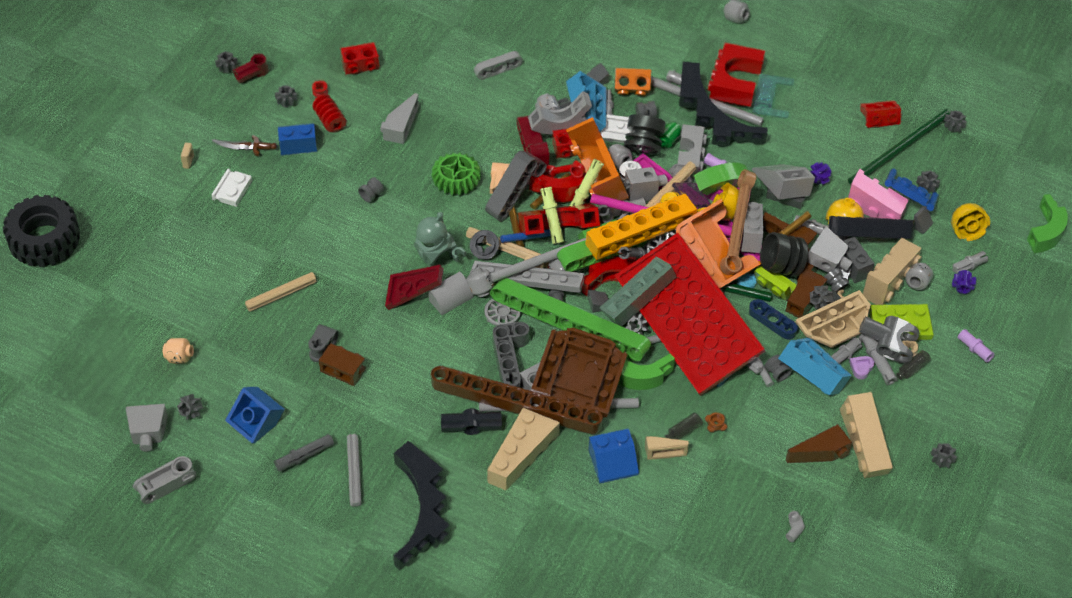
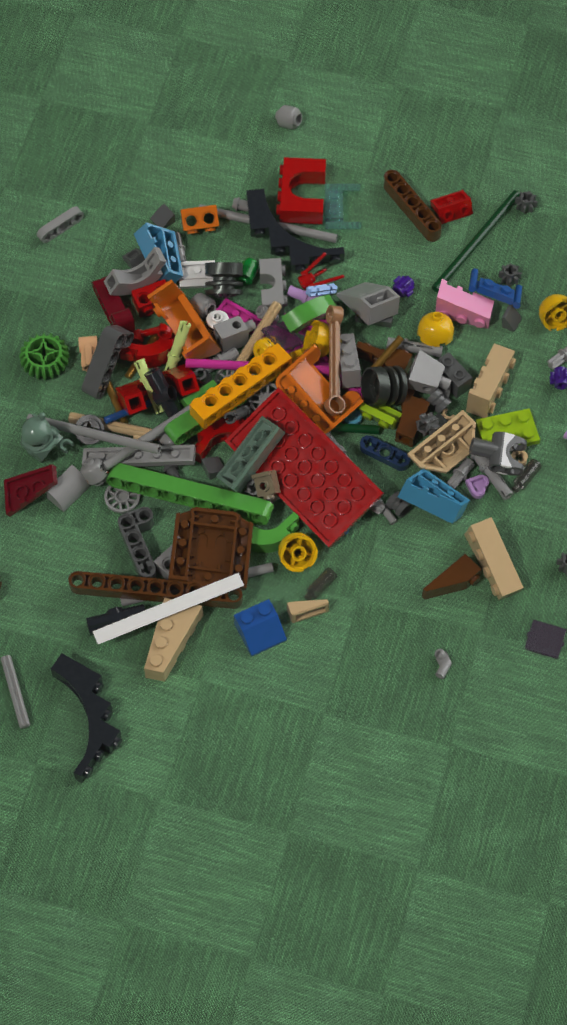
camera: 10 degrees left, 10 degrees up
(499, 251) = (104, 436): none -> light grey piece
(524, 417) = (168, 608): none -> white sticker
(548, 101) = (120, 261): light grey head -> none
(563, 223) = (163, 393): none -> black piece
(646, 109) = (219, 248): dark grey wheel -> none
(653, 321) = (272, 484): none -> dark tan brick
(666, 391) = (297, 552): none -> yellow cylinder
(715, 417) = (349, 567): dark orange plate -> none
(728, 153) = (308, 279): none -> red plant
(748, 162) = (320, 290): none -> light blue axle
(842, 106) = (419, 213): none -> reddish brown beam
(872, 227) = (463, 338): black beam -> none
(907, 524) = (545, 639): none -> clear purple piece
(919, 276) = (517, 380): light grey head -> none

